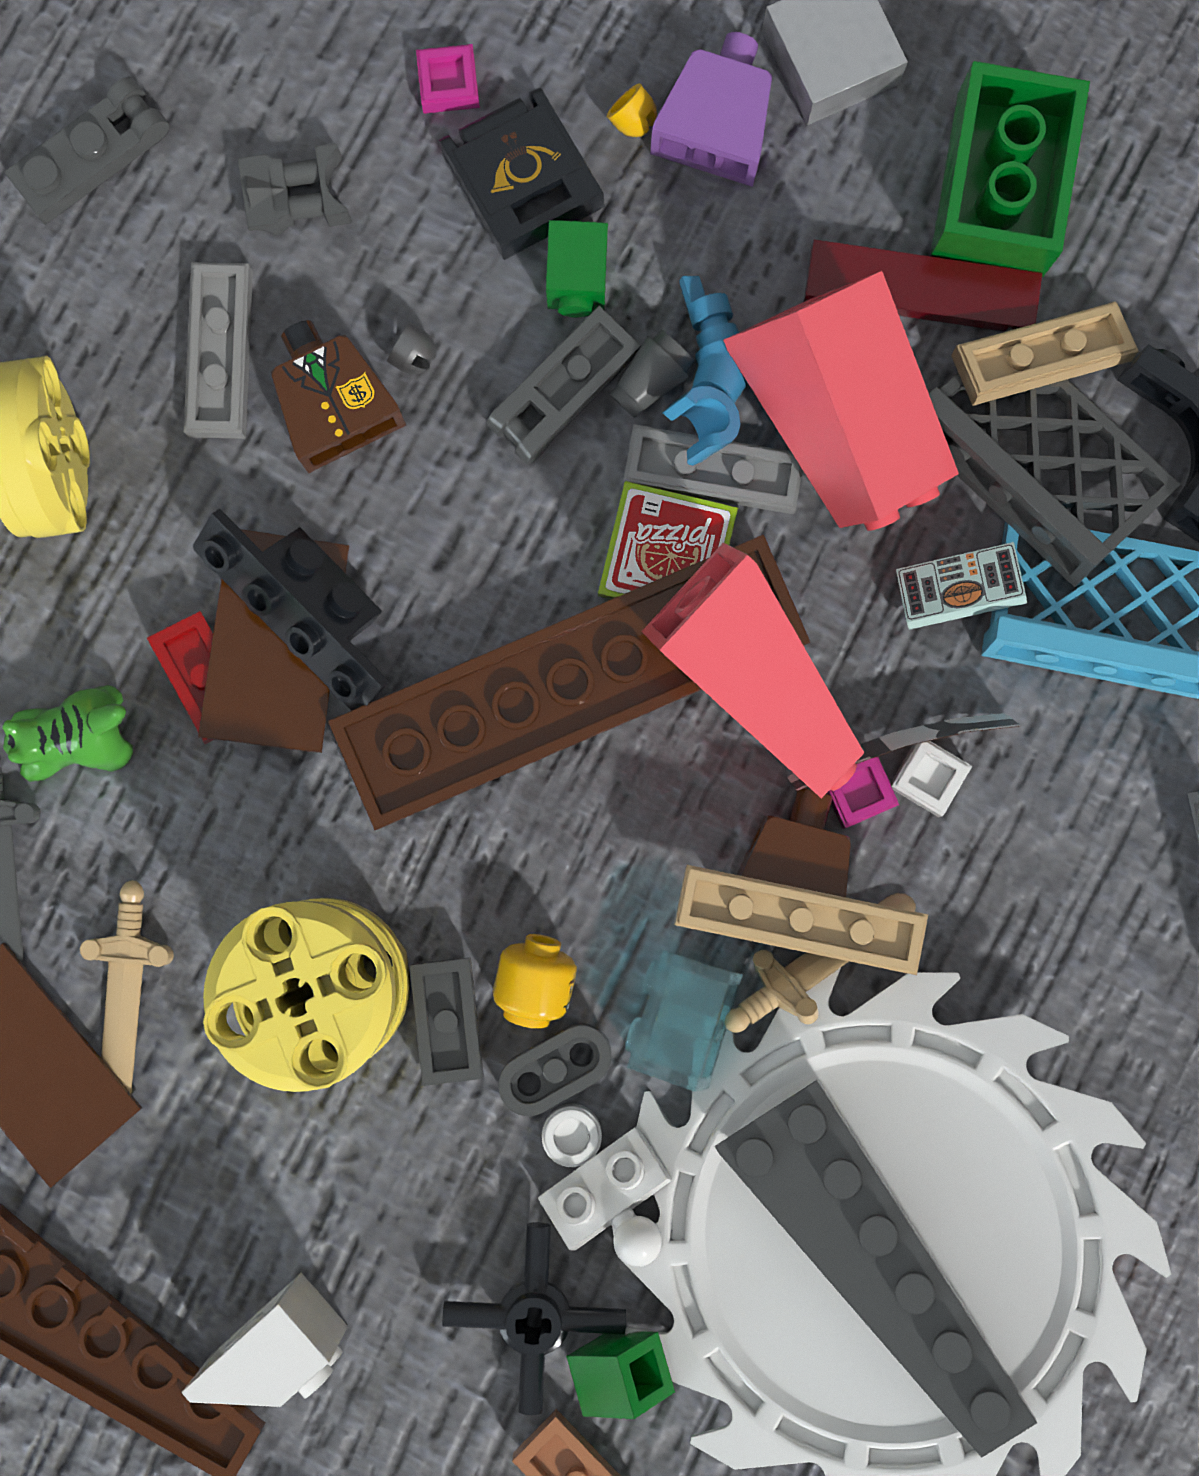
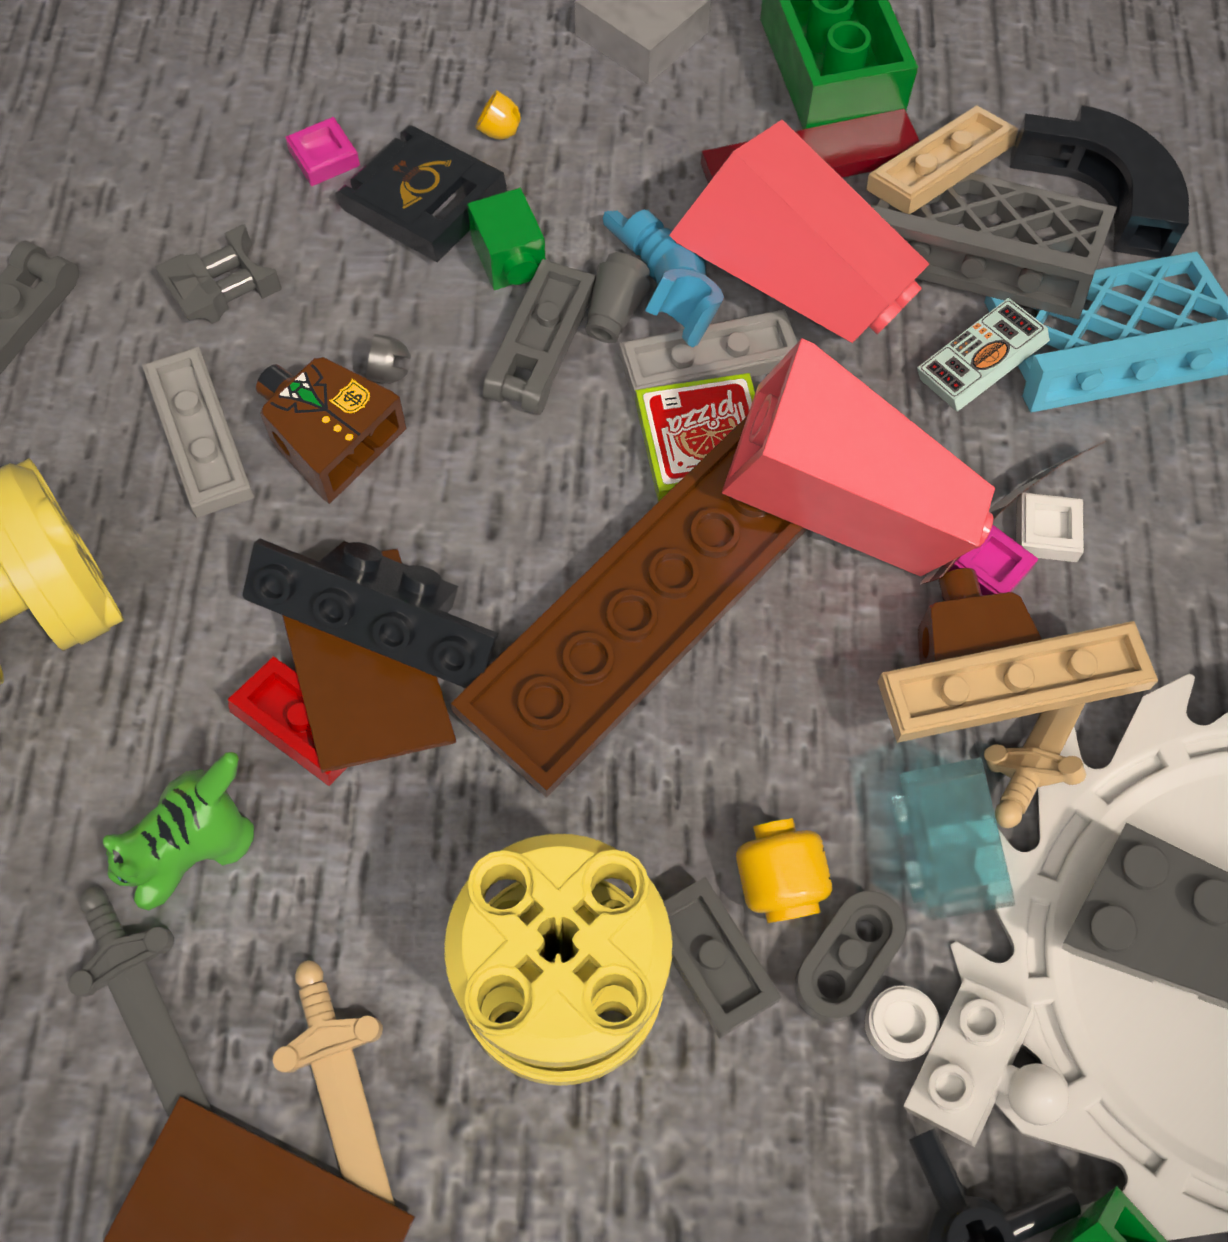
camera: 25 degrees left, 20 degrees down
(716, 112) = (573, 92): medium lavender torso -> none

